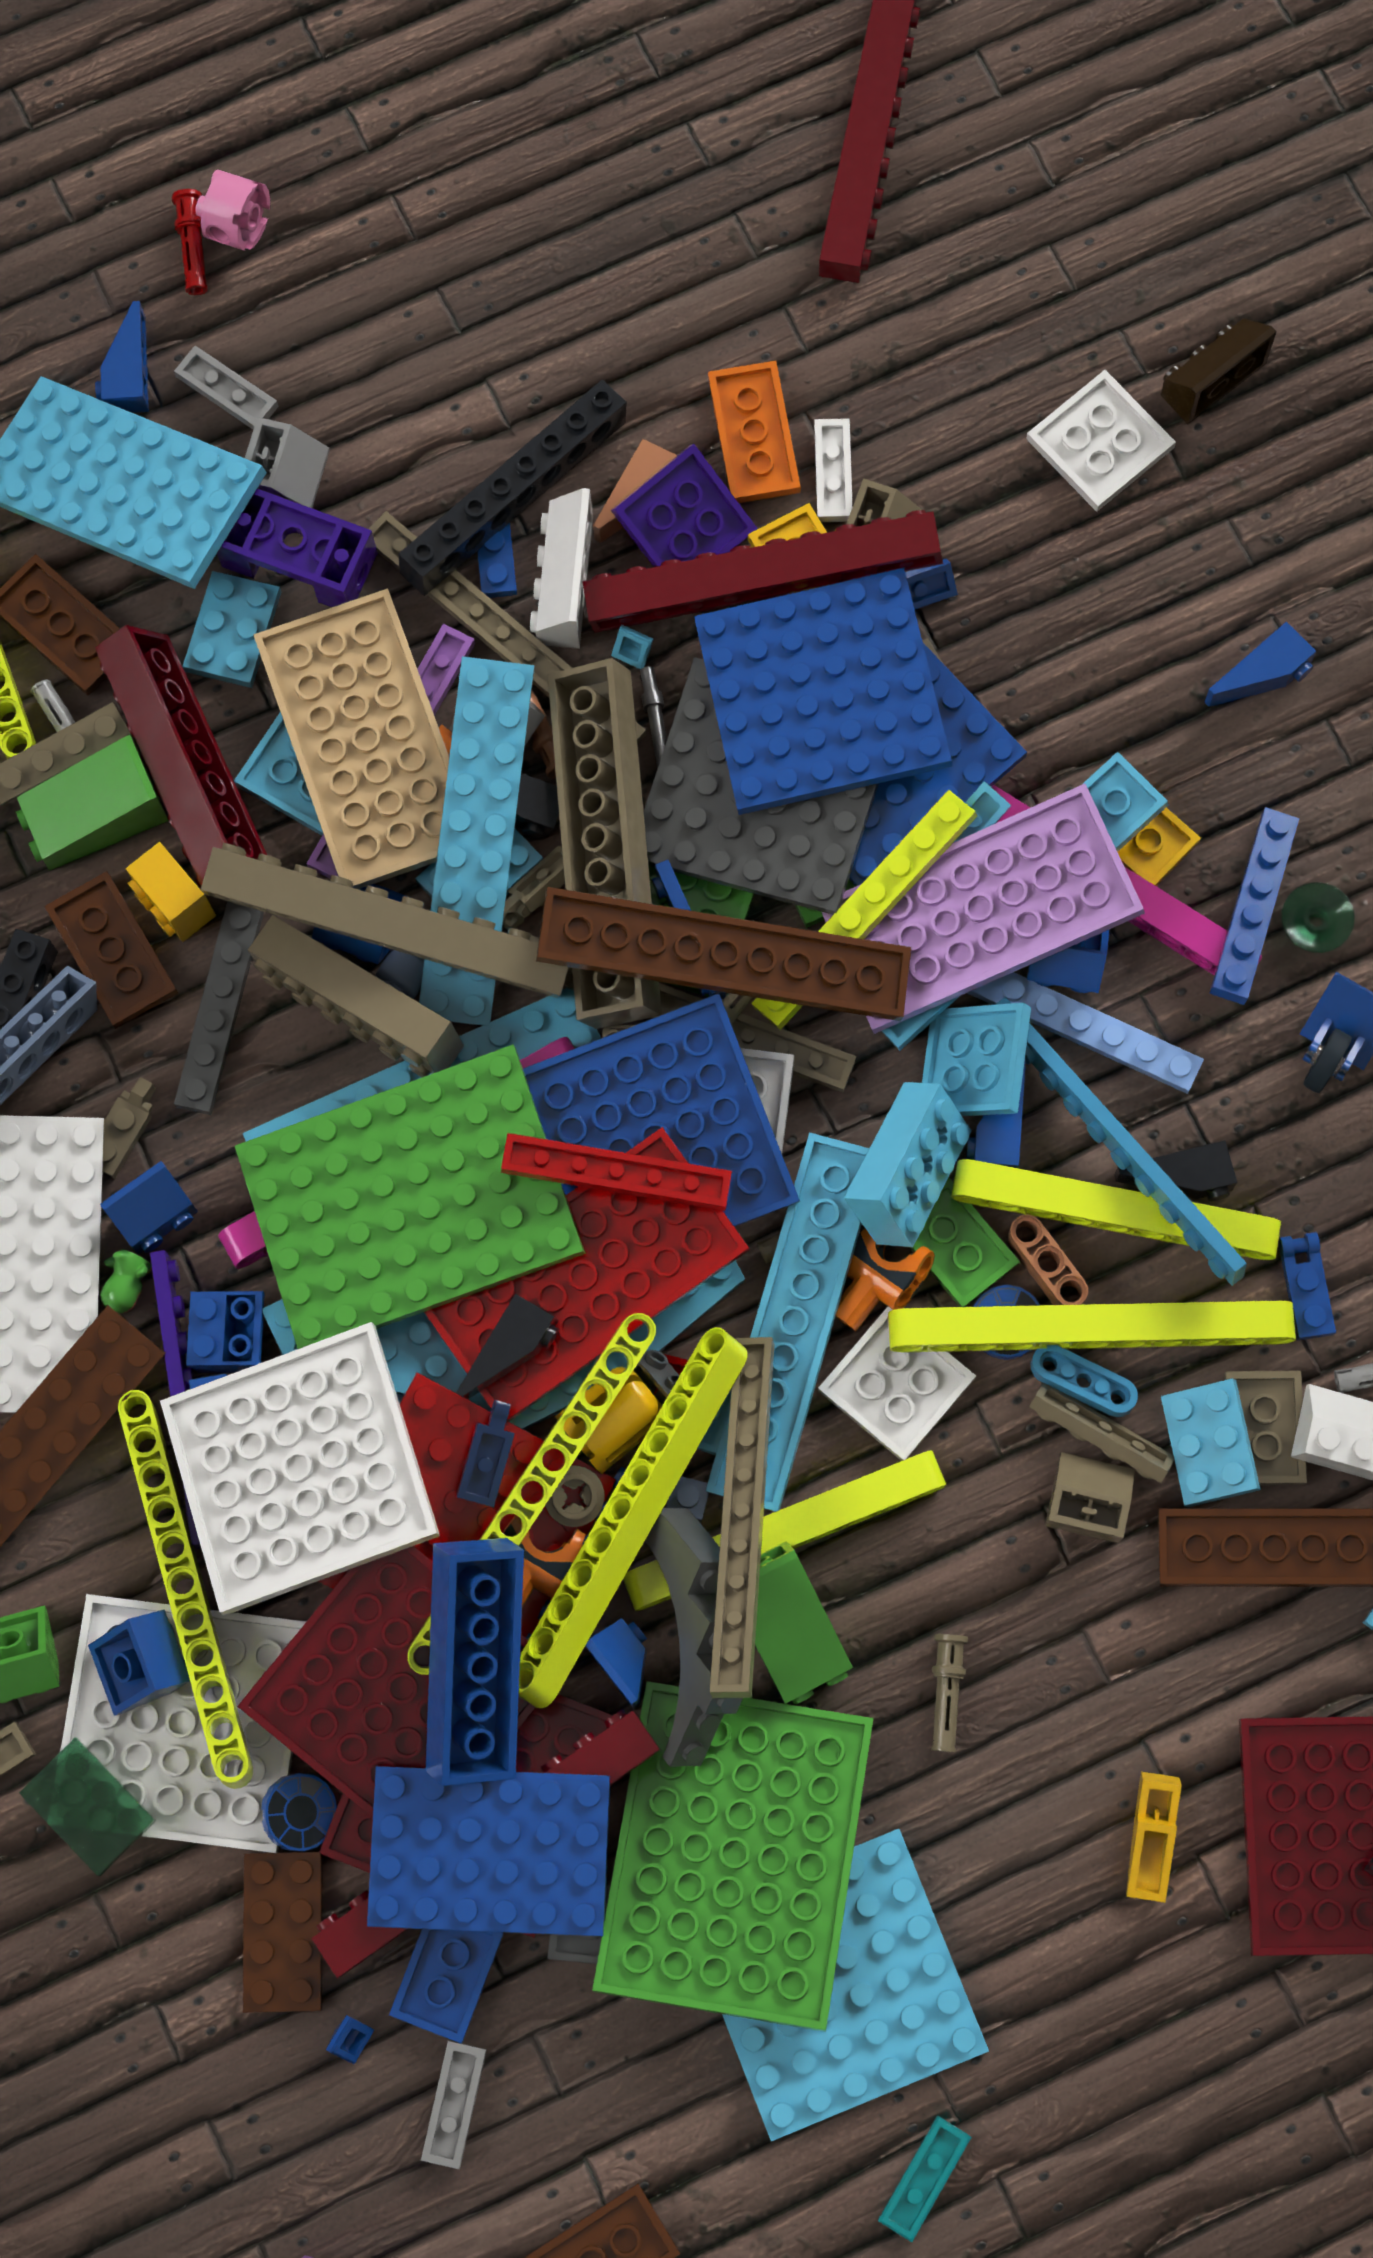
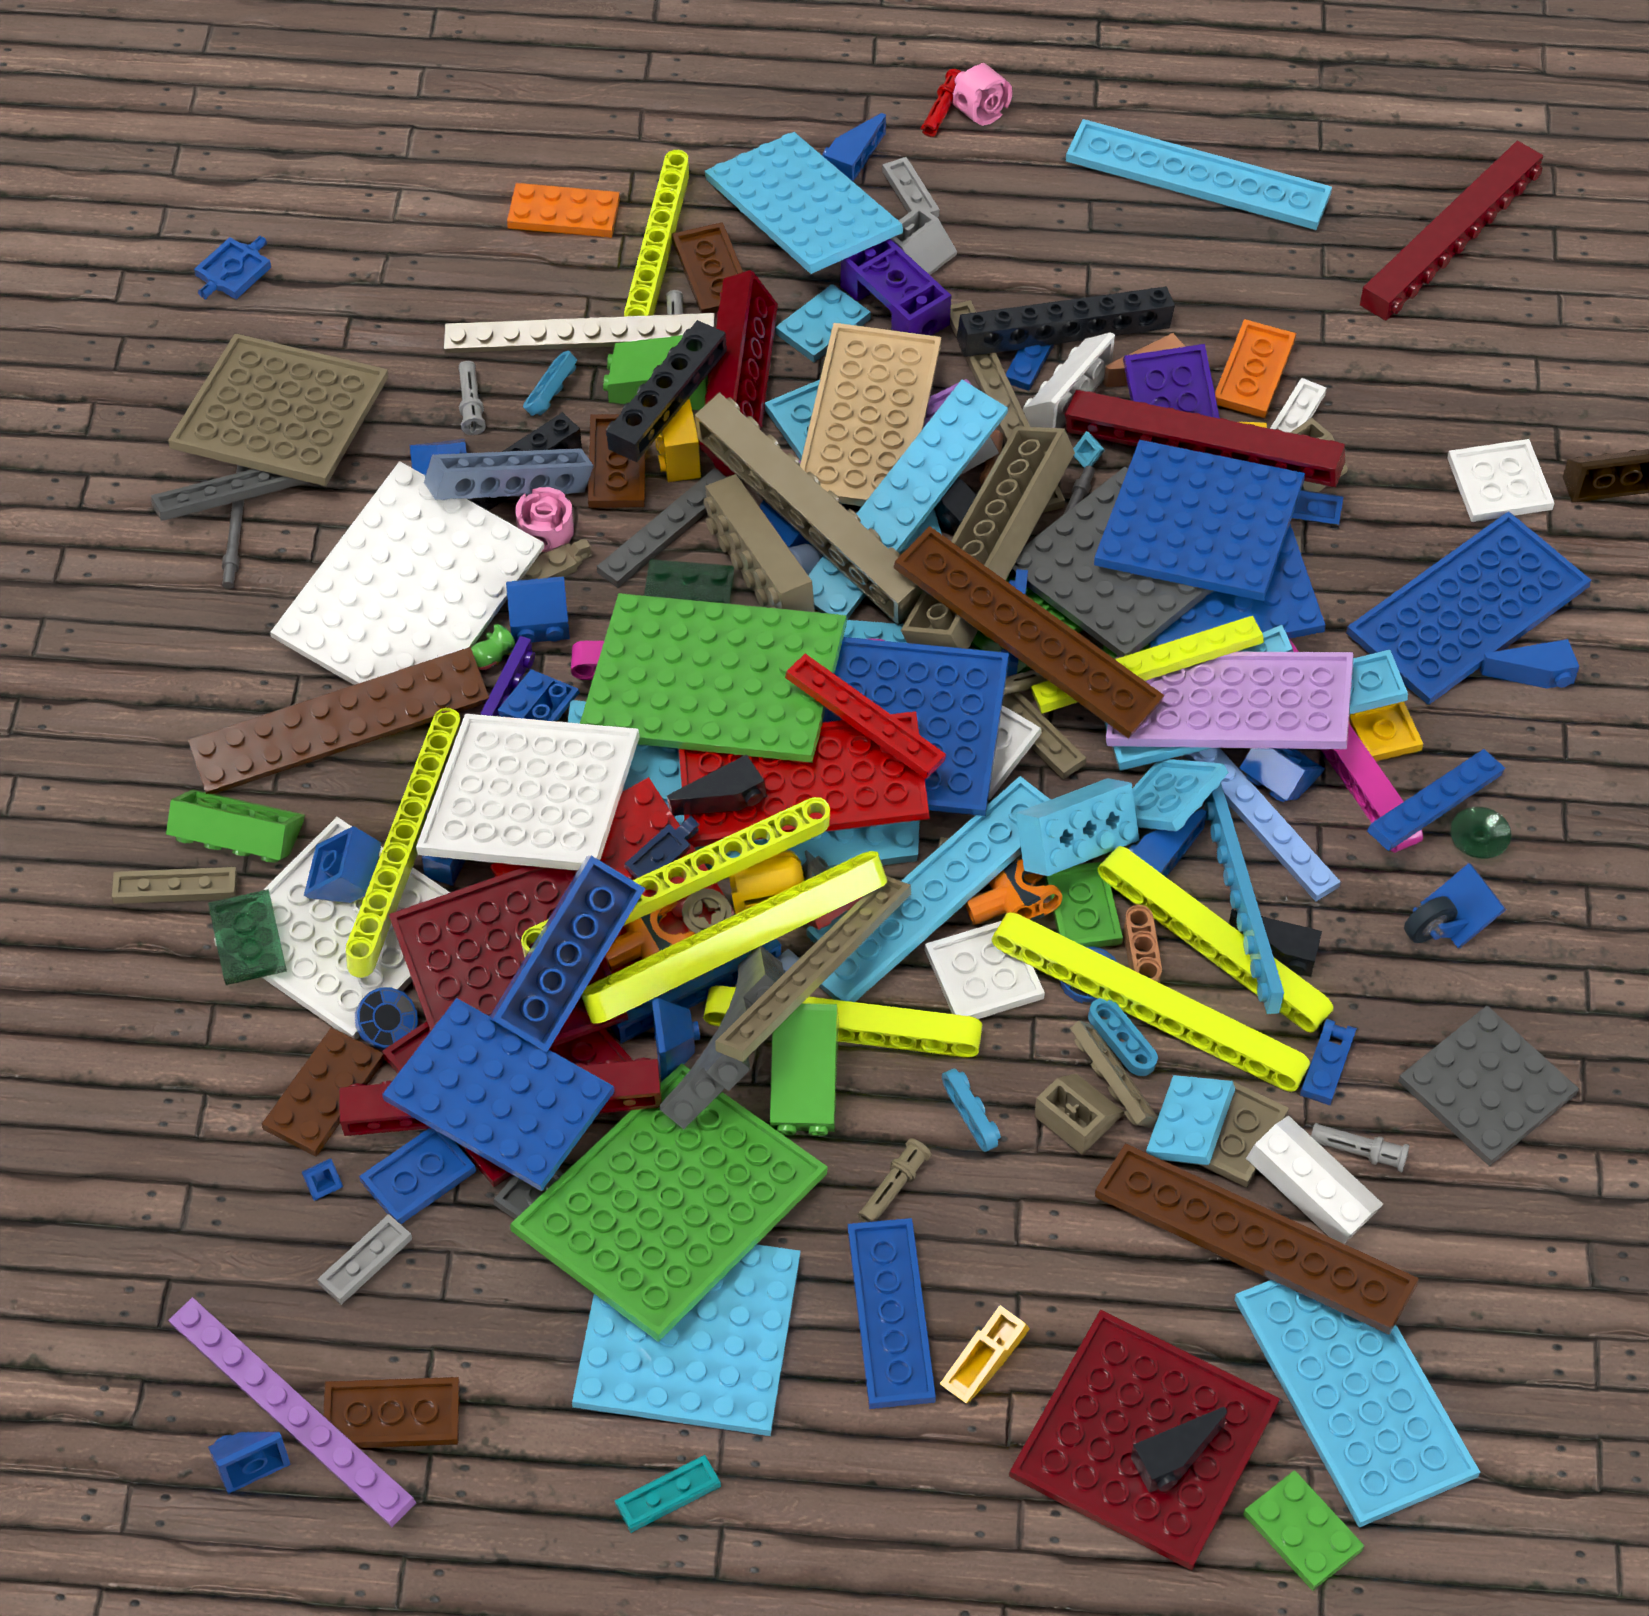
camera: 25 degrees right, 20 degrees down
(80, 1079) = (546, 517): none -> bright pink brick
(135, 939) = (666, 391): none -> black brick
(292, 1072) = (690, 581): none -> clear green plate
(542, 189) = (1199, 174): none -> medium azure plate
(978, 1559) = (971, 1109): none -> dark azure plate
(1031, 1844) = (891, 1313): none -> blue plate
(1154, 629) = (1469, 606): none -> blue plate

